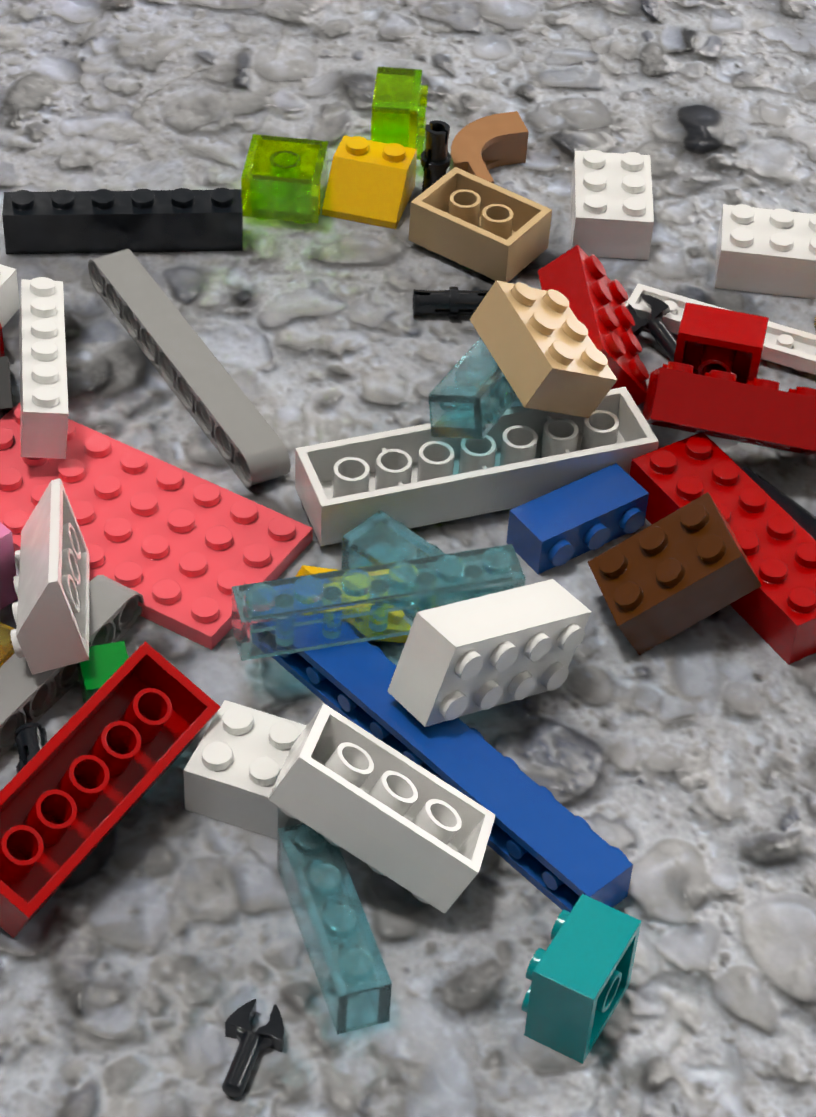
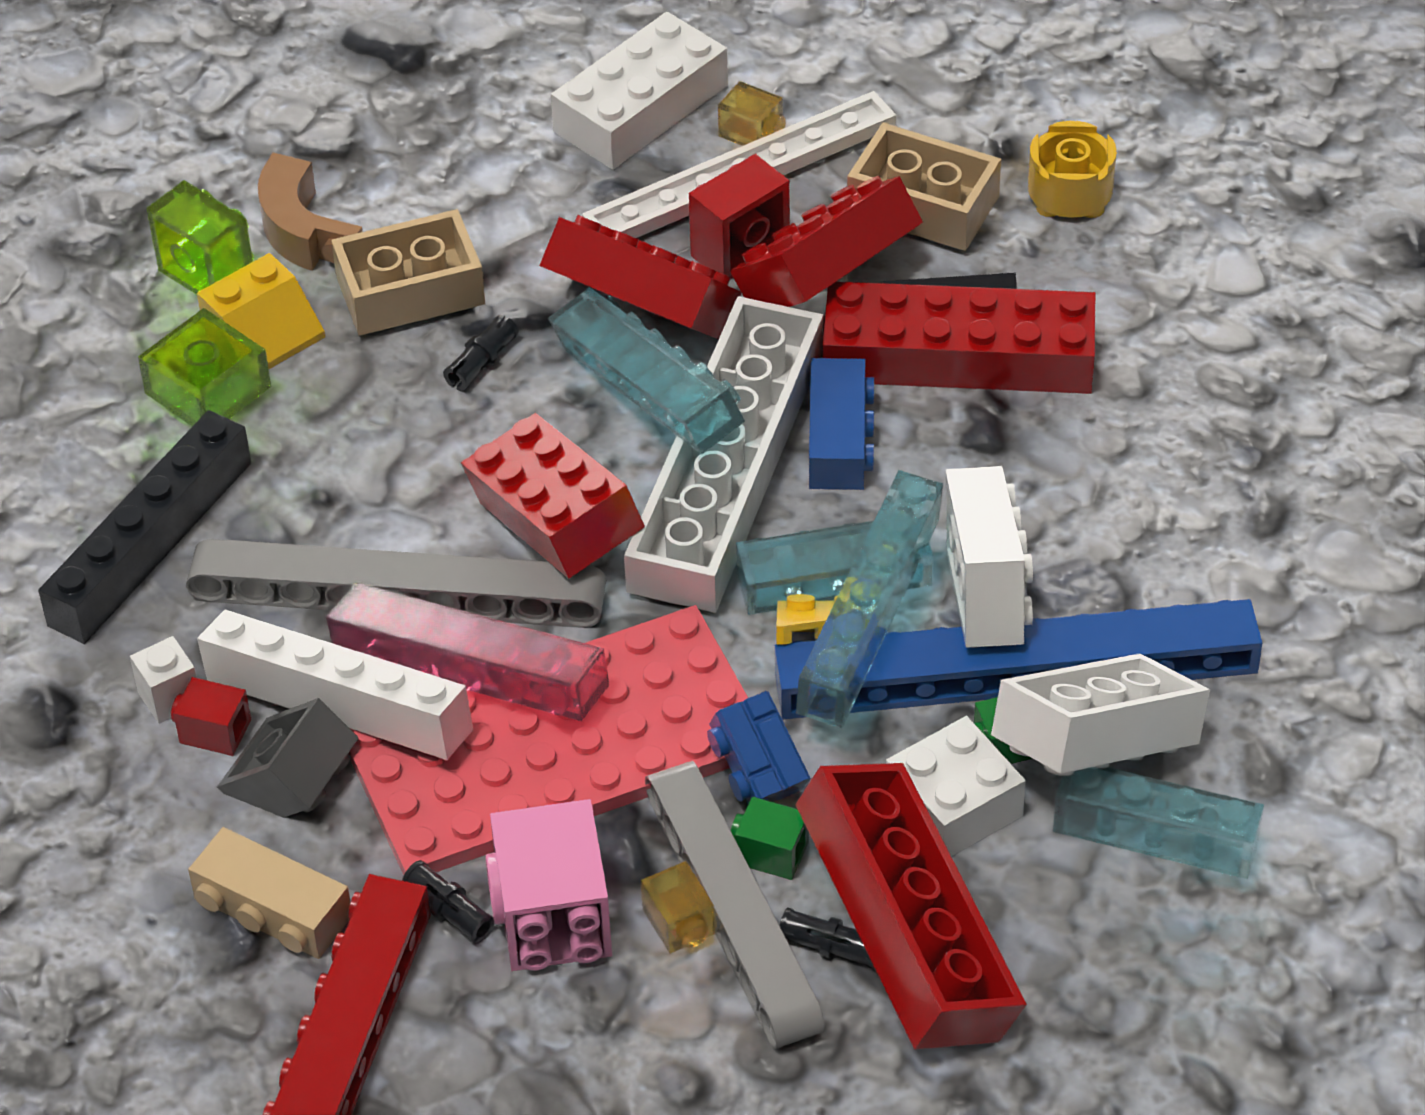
camera: 50 degrees left, 5 degrees up
(52, 586) = (669, 802): white slope -> none
(133, 421) = (472, 650): none -> clear pink brick
(181, 619) = (757, 750): none -> blue brick
(250, 1044) = (1224, 935): black bar -> none
(321, 385) = (552, 495): none -> red brick
(435, 156) = (288, 231): black pin -> none
(543, 349) = (687, 315): tan brick -> none
(580, 977) = (1335, 690): teal brick -> none
(612, 204) = (457, 165): white brick -> none
(655, 326) = (652, 236): black bar -> none
(673, 574) = (979, 394): reddish brown brick -> none

